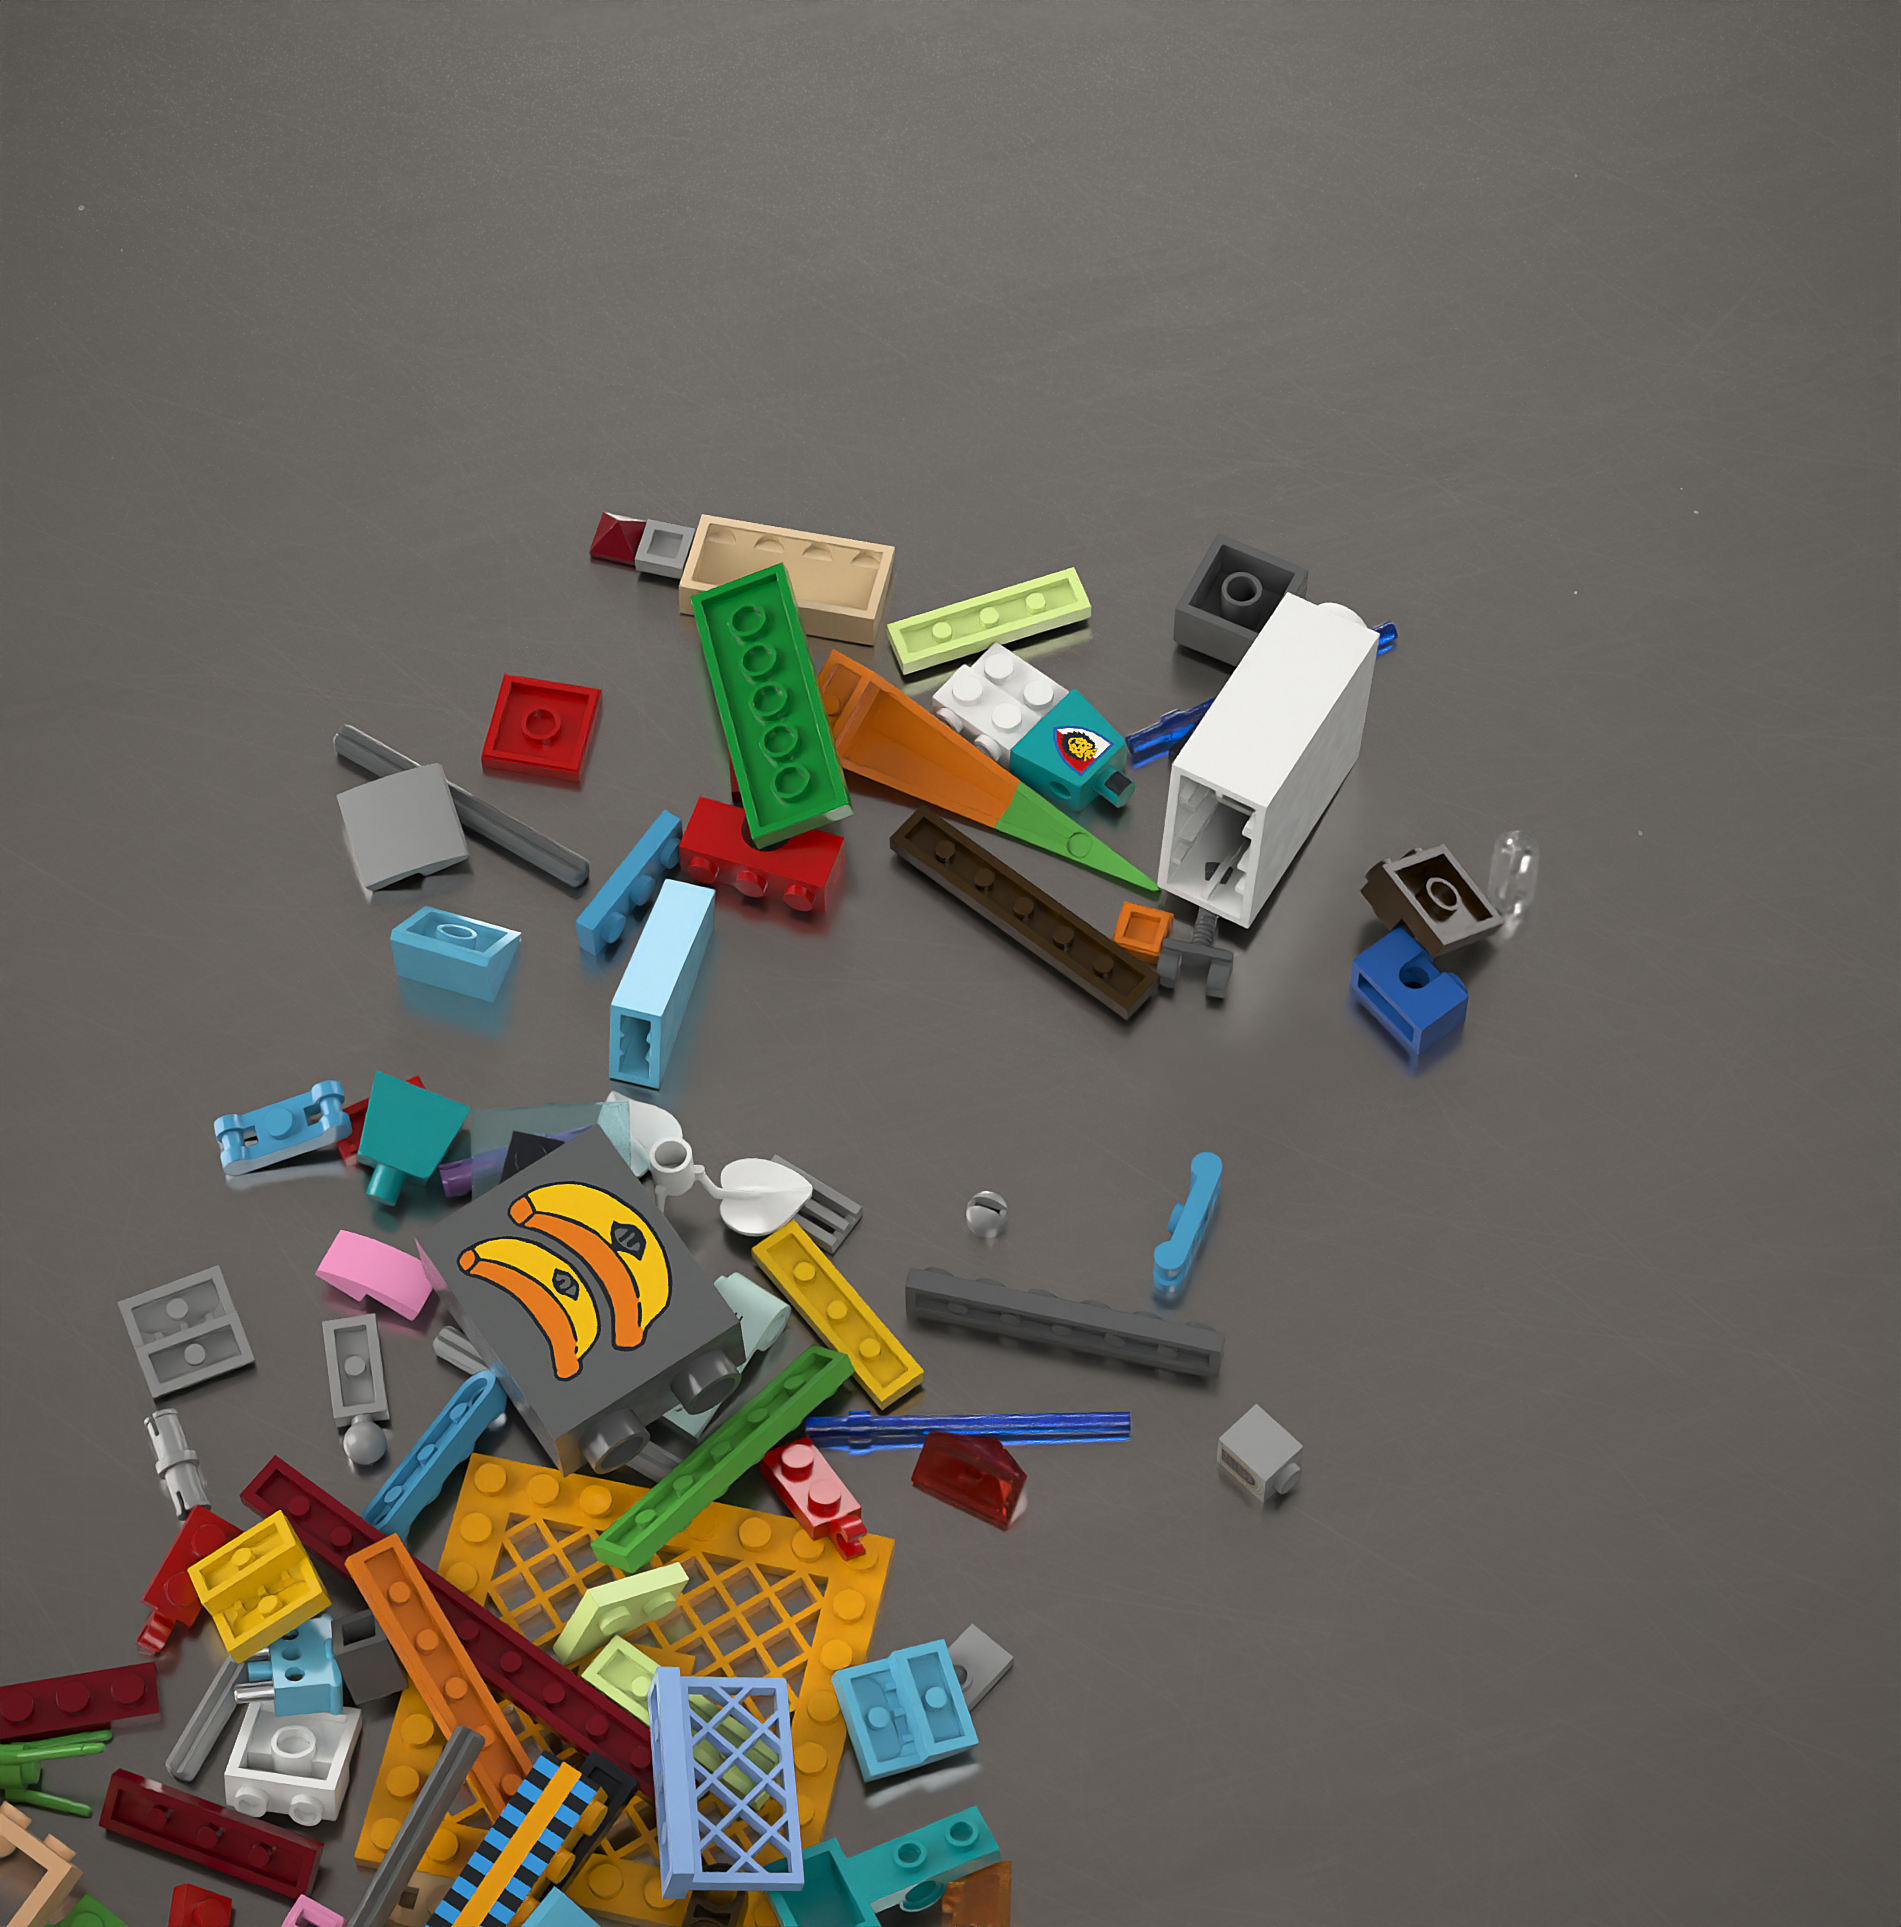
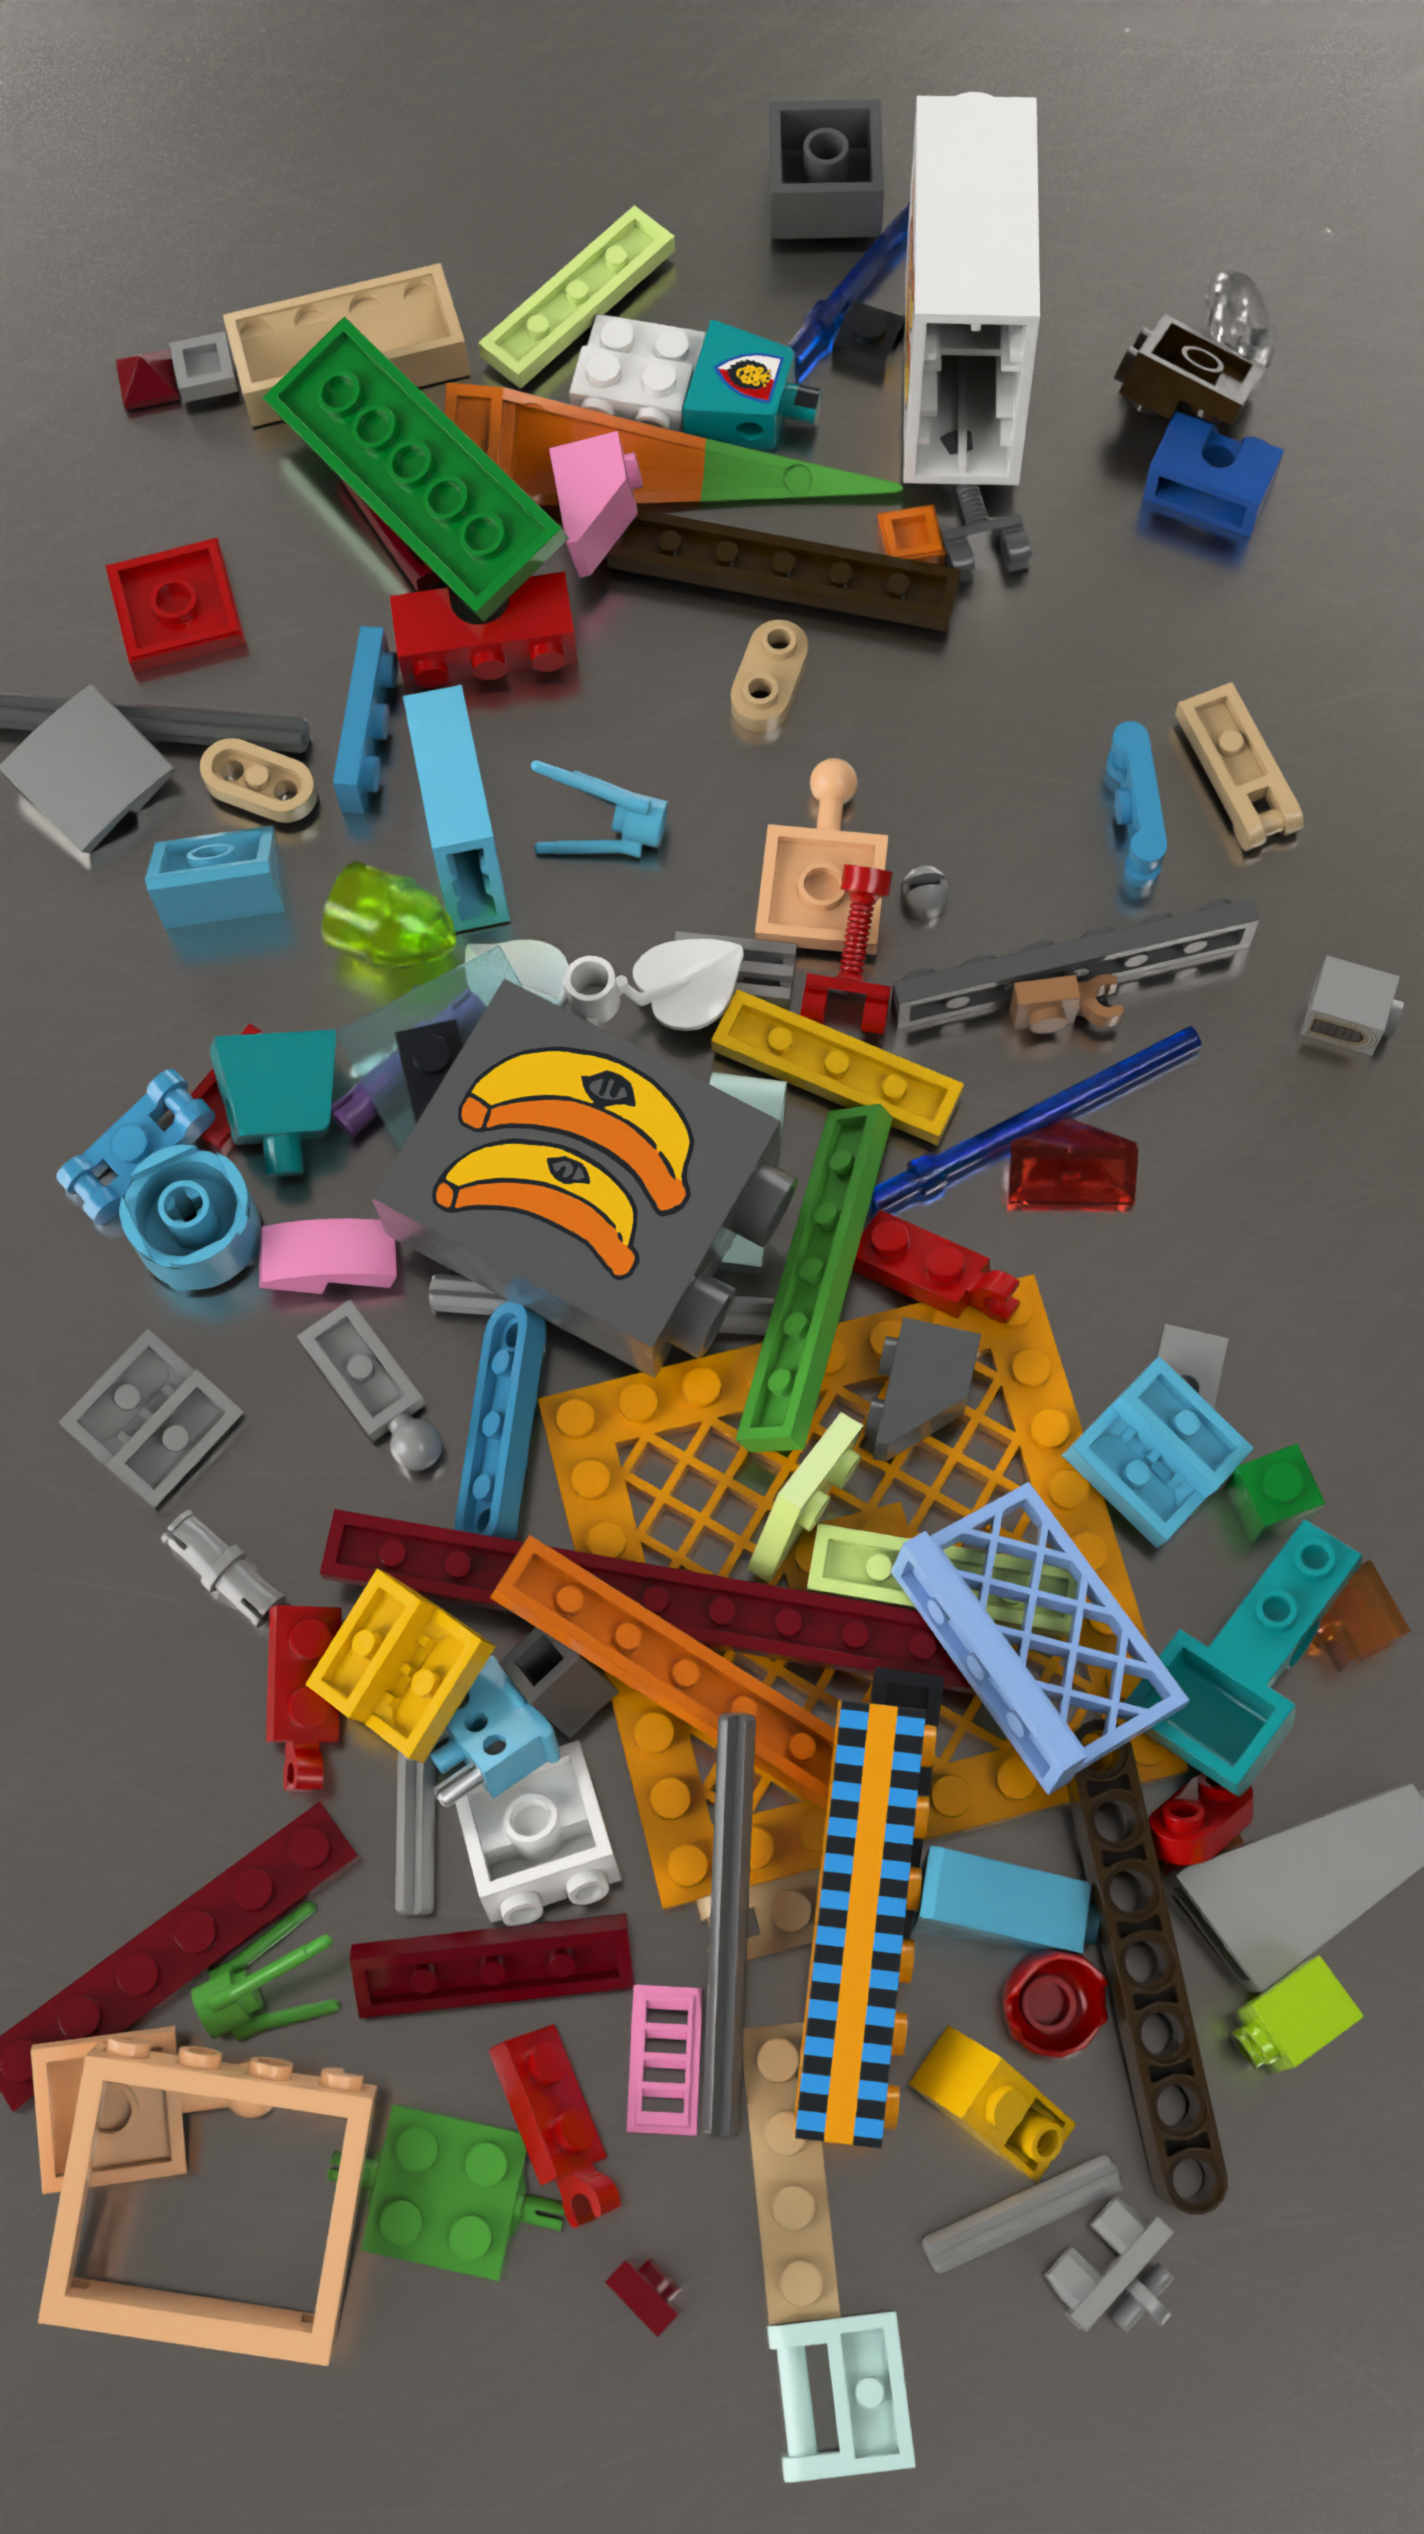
camera: 25 degrees left, 10 degrees up
(292, 1198) = (199, 1251): none -> medium azure brick
(529, 896) = (263, 780): none -> tan plate
(557, 1042) = (385, 919): none -> clear neon green helmet
(753, 1576) = (926, 1387): none -> dark grey slope
(795, 1052) = (636, 816): none -> medium azure plant
(849, 1259) = (864, 887): none -> red bar
(899, 790) = (595, 496): none -> bright pink slope
(913, 1170) = (805, 869): none -> light nougat plate
(969, 989) = (771, 671): none -> tan plate
(974, 1778) = (1274, 1494): none -> green brick
(1033, 1343) = (1055, 1002): none -> medium nougat plate
(1290, 1228) = (1239, 765): none -> tan plate

